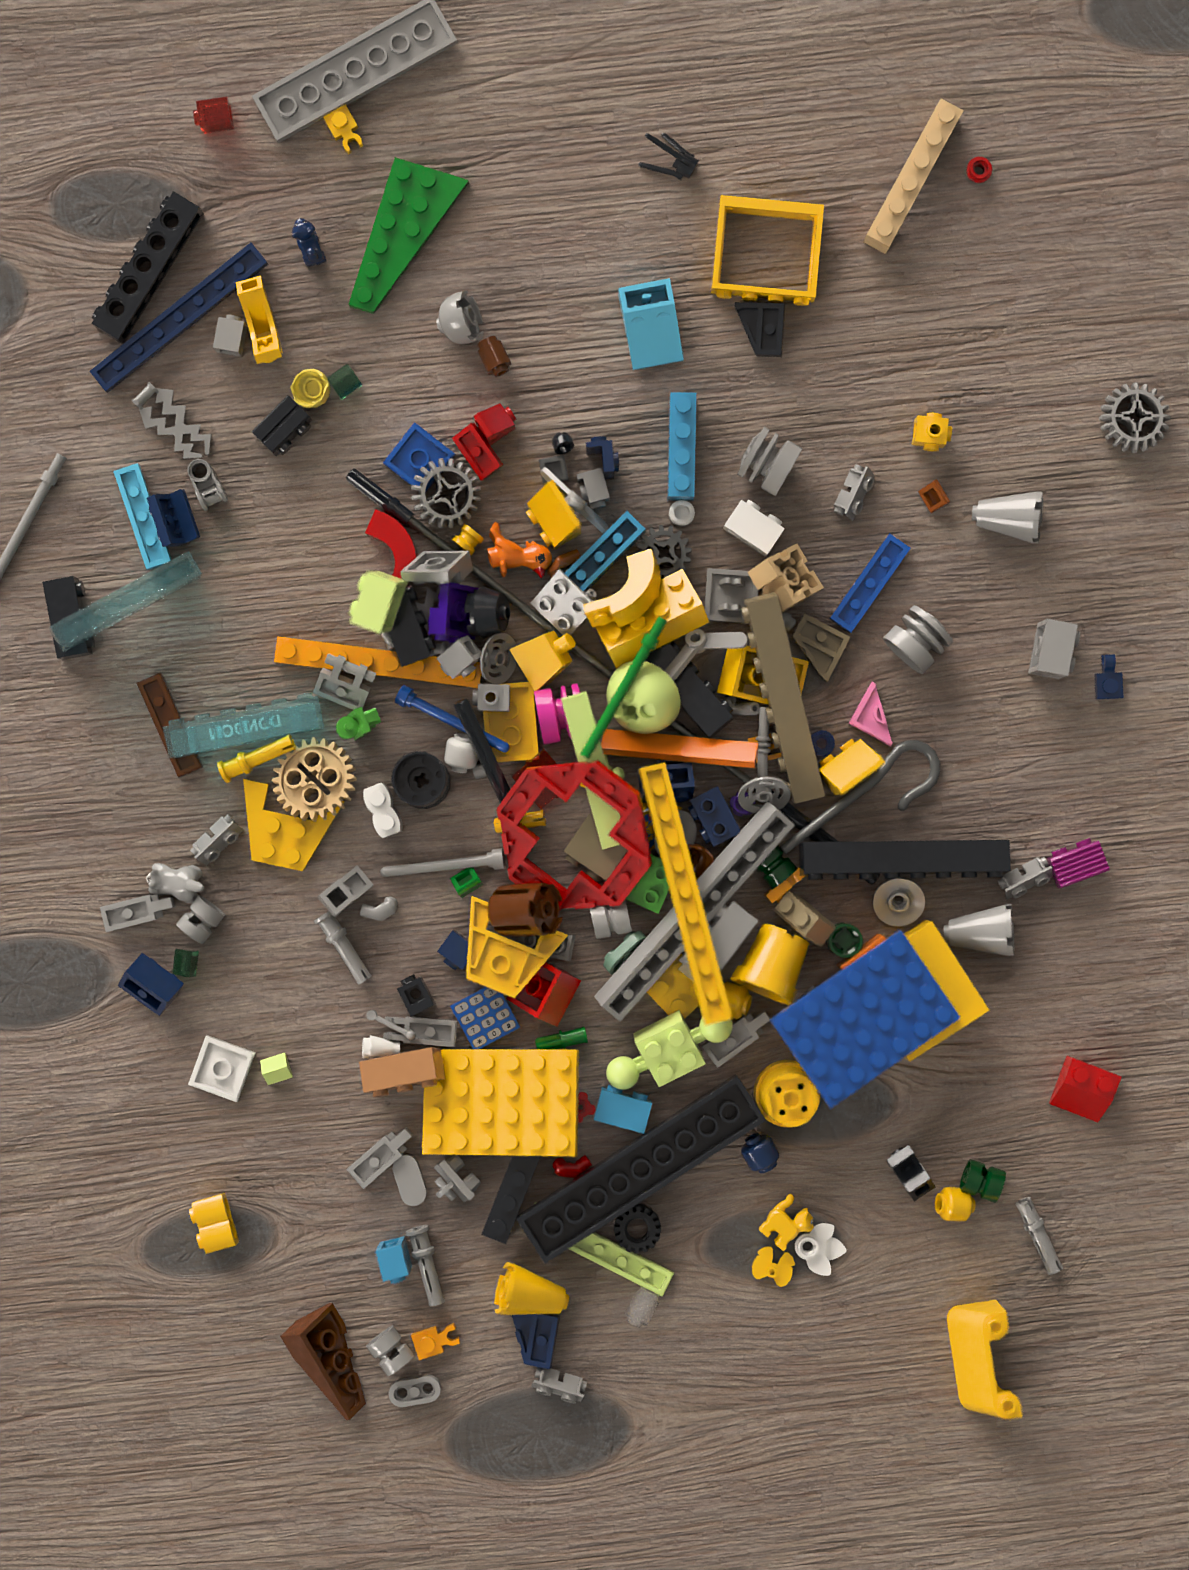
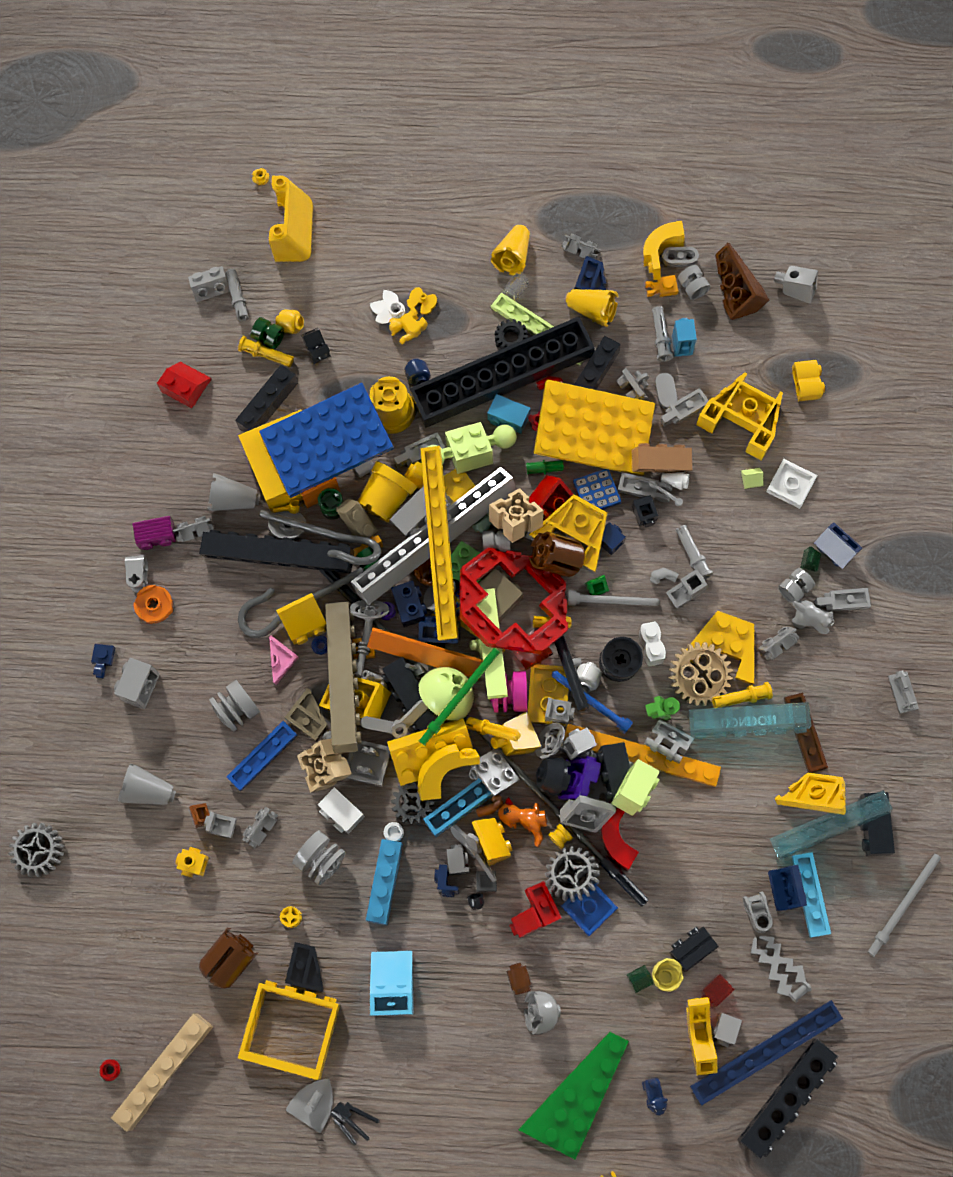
camera: 165 degrees left, 15 degrees down
(47, 797) = (903, 692): none -> light grey hinge
(147, 641) = (816, 793): none -> yellow wing
(235, 1363) = (798, 283): none -> light grey torso
(248, 379) = (717, 990): none -> clear red brick
(293, 1164) = (746, 408): none -> yellow wedge
(440, 1416) = (661, 238): none -> yellow arch
(584, 659) = (486, 727): none -> yellow axle
(588, 953) = (516, 515): none -> tan brick
(655, 1362) = (512, 251): none -> yellow cone
(687, 724) = (415, 669): none -> dark grey hand
(722, 171) = (313, 1104): none -> light grey shield
(792, 381) = (288, 914): none -> yellow wheel
(818, 889) = (333, 535): none -> dark grey piece
(864, 340) = (227, 959): none -> reddish brown cylinder
(895, 924) = (292, 507): none -> yellow hand
(905, 485) = (220, 825): none -> light grey bracket
(962, 1077) = (267, 399): none -> black brick
(992, 1155) = (258, 349): none -> yellow pin
(1041, 1425) = (260, 180): none -> yellow plate
(1055, 779) = (153, 615): none -> orange plate
(1083, 1247) = (209, 283): none -> light grey bracket
(1090, 807) = (136, 569): none -> light grey piece

